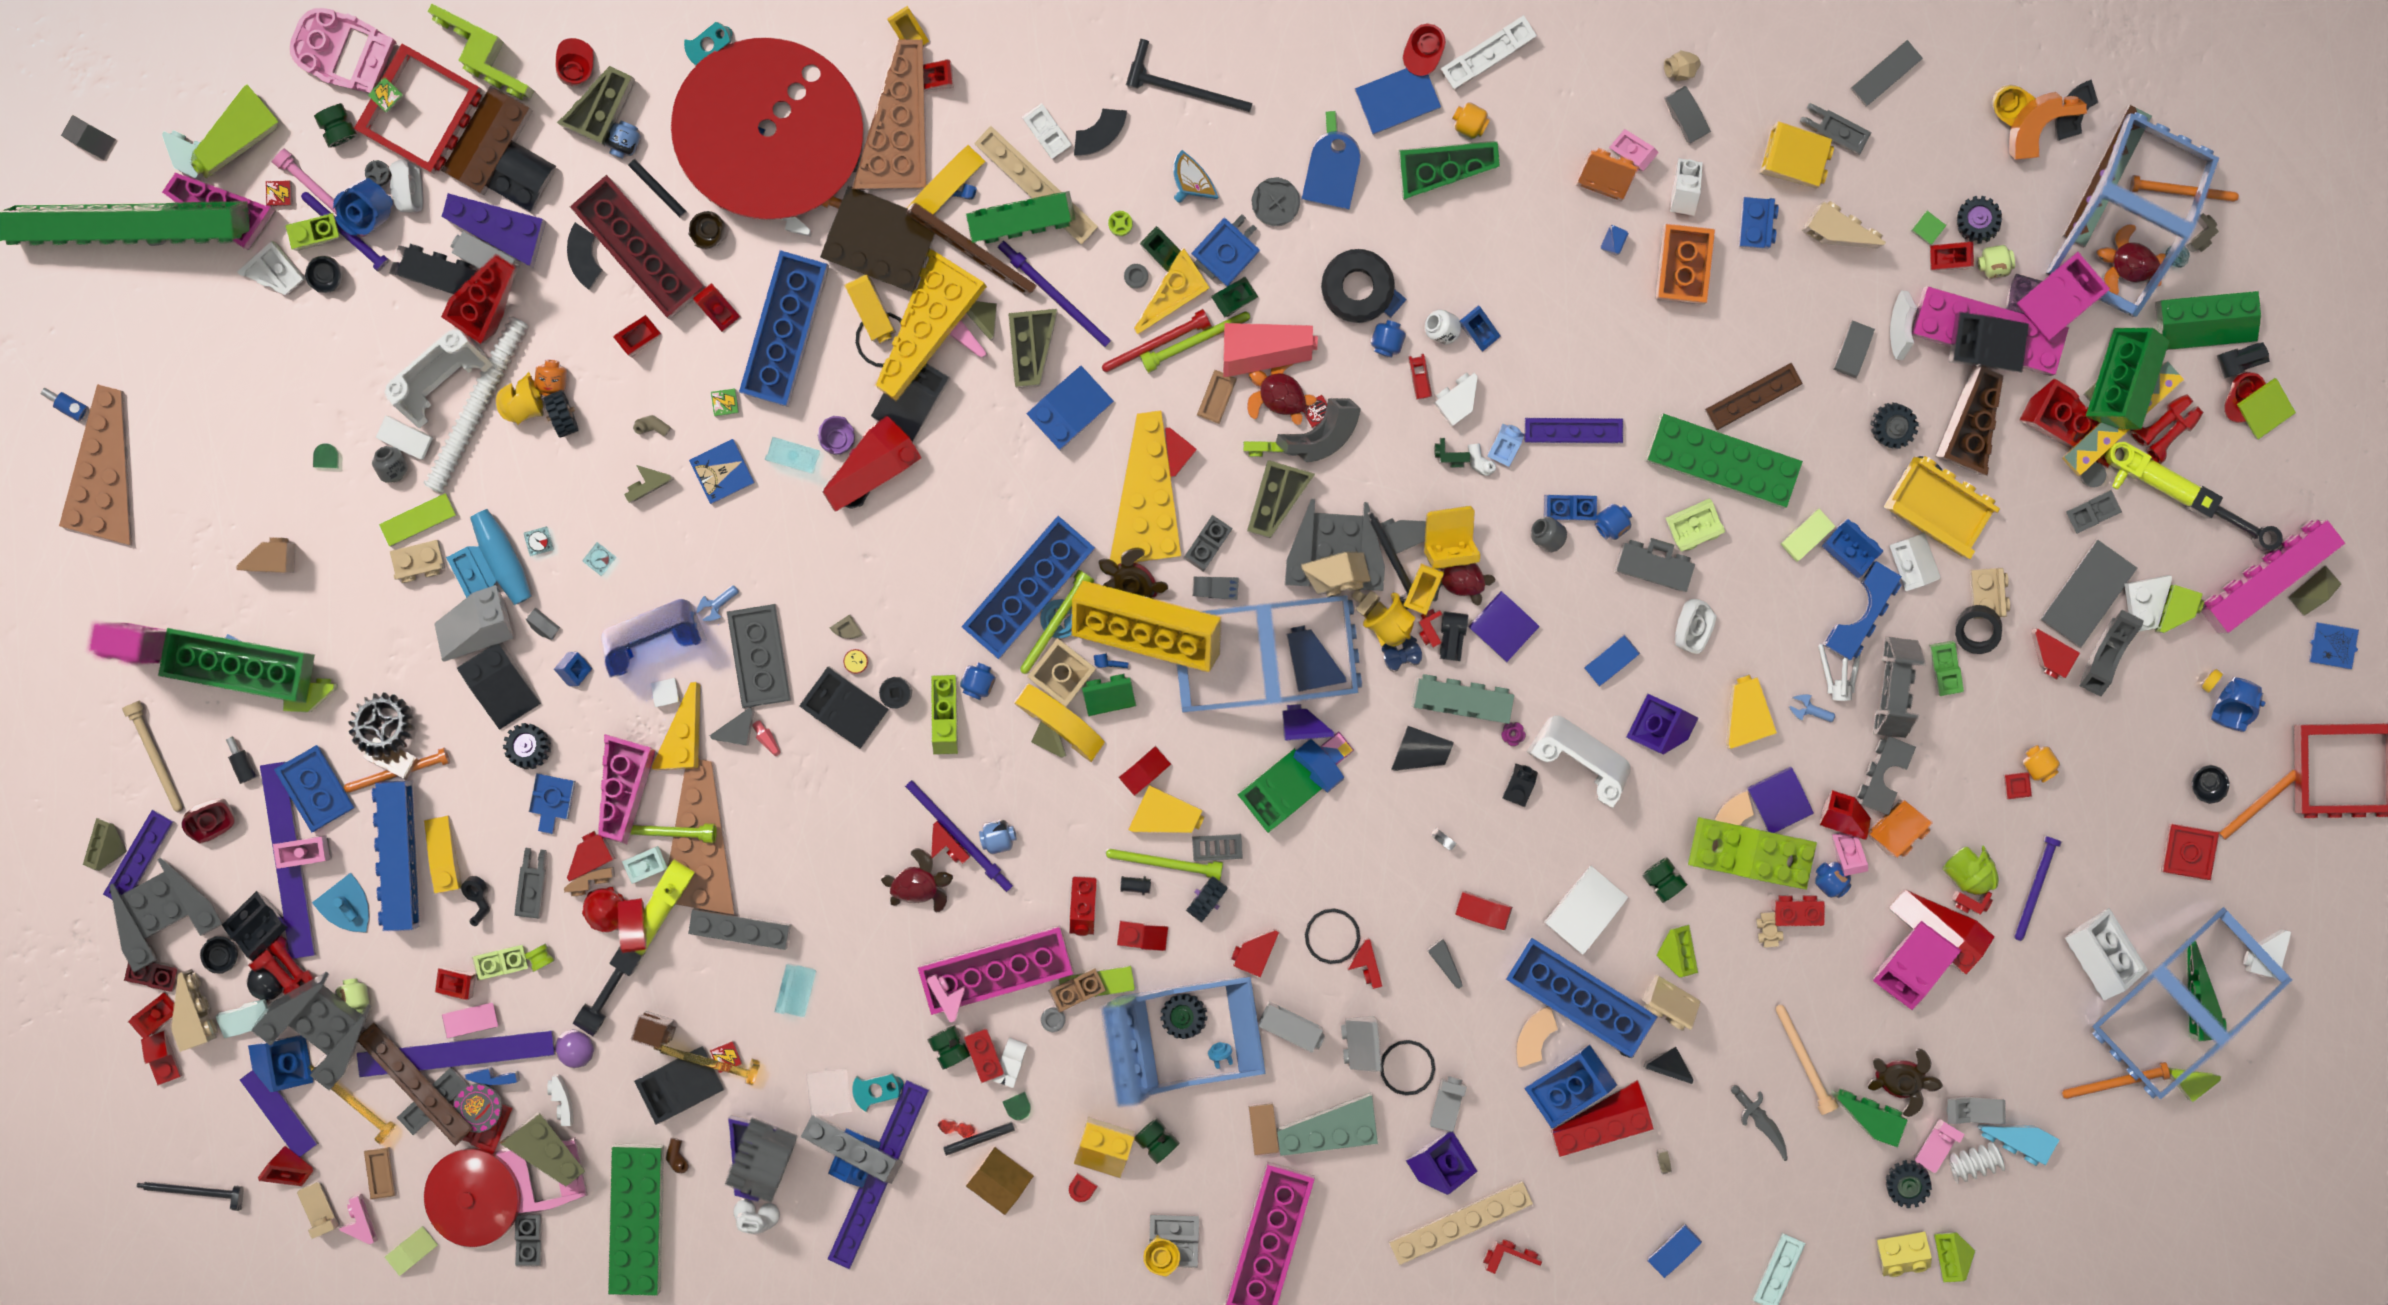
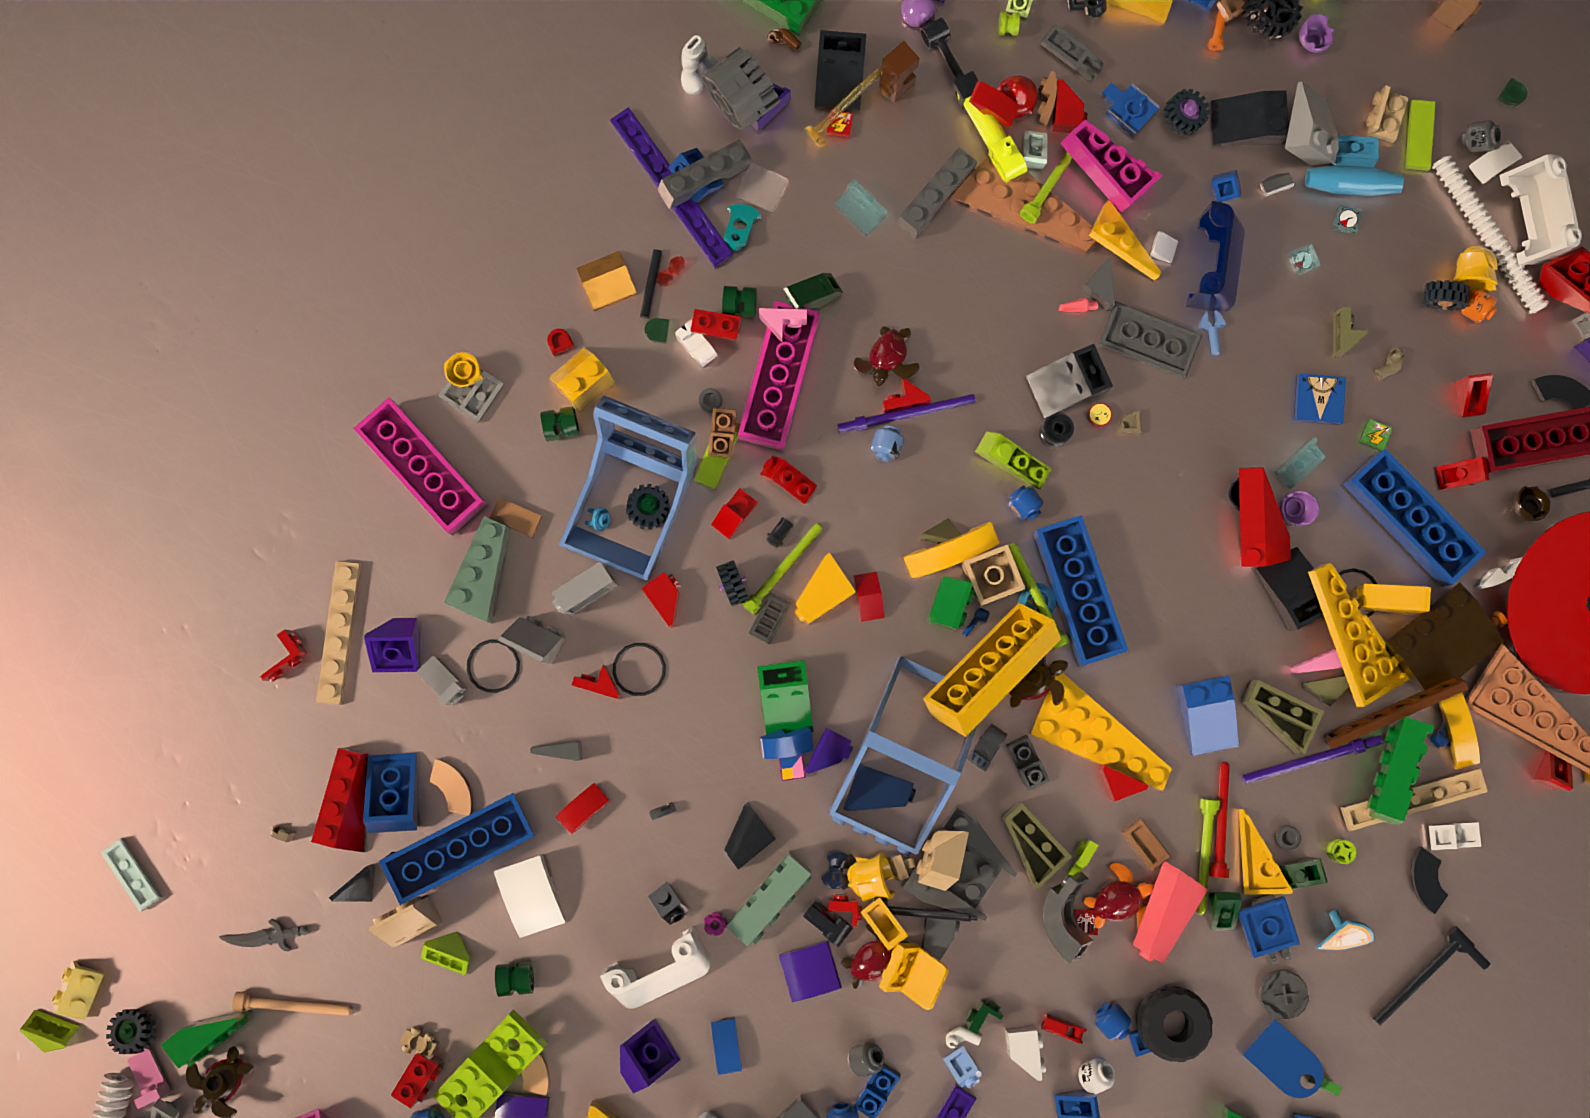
camera: 120 degrees right, 5 degrees down
(380, 669) = (1316, 34): none -> medium lavender hair
(902, 985) = (813, 292): none -> dark green slope
(1674, 1251) = (202, 797): blue slope -> none

